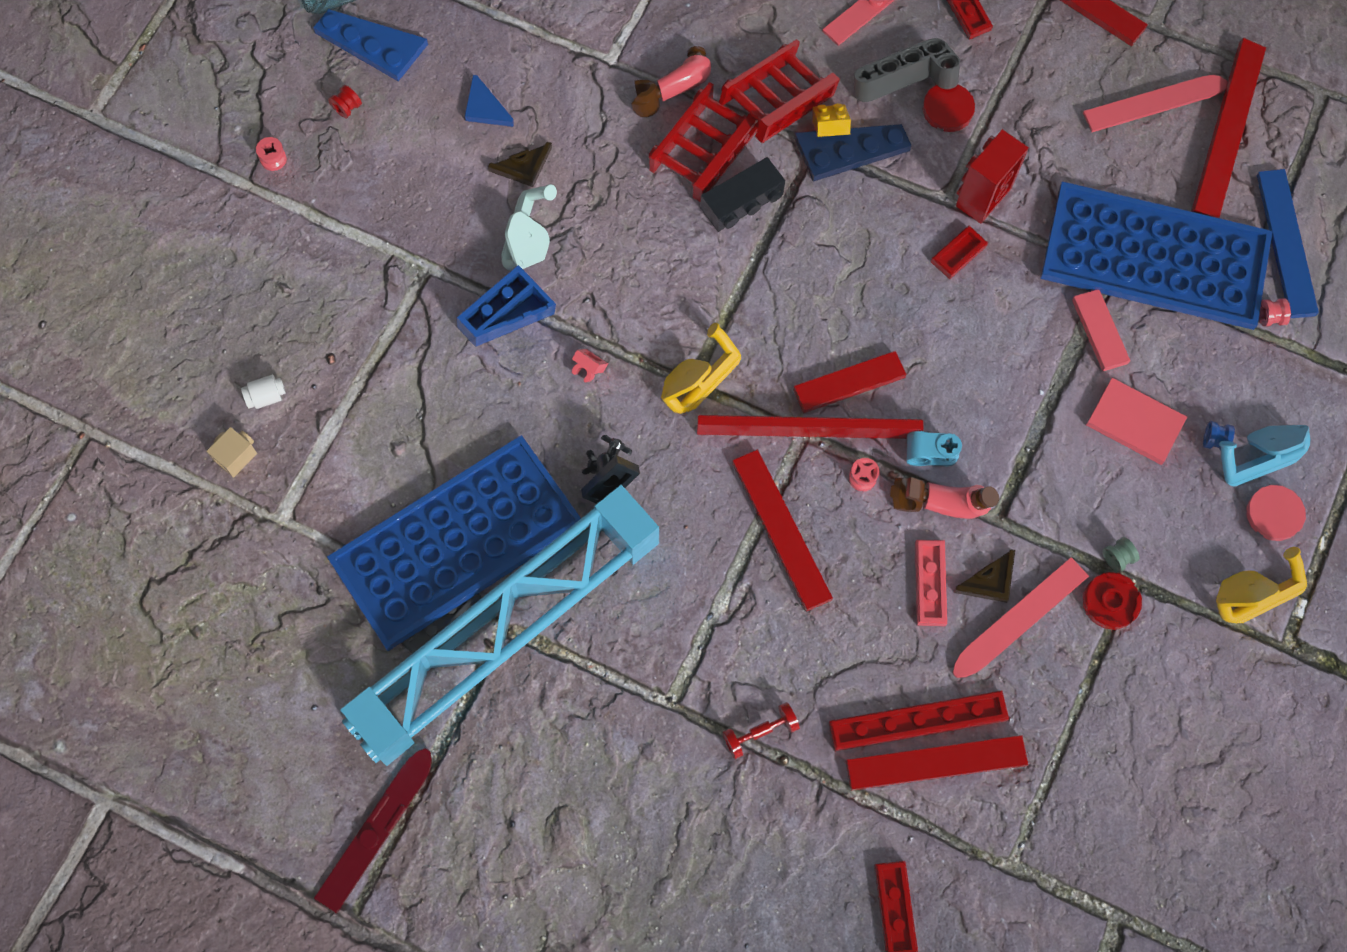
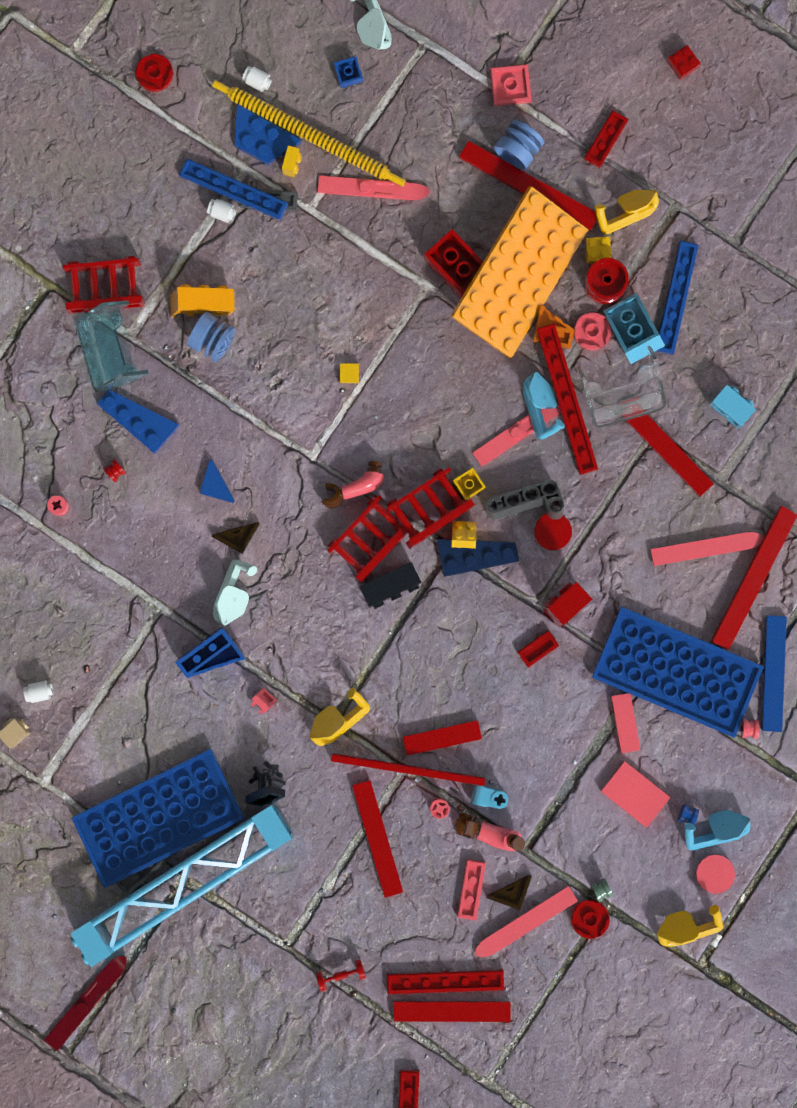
camera: 10 degrees right, 15 degrees up
(826, 59) = (469, 484): none -> yellow piece

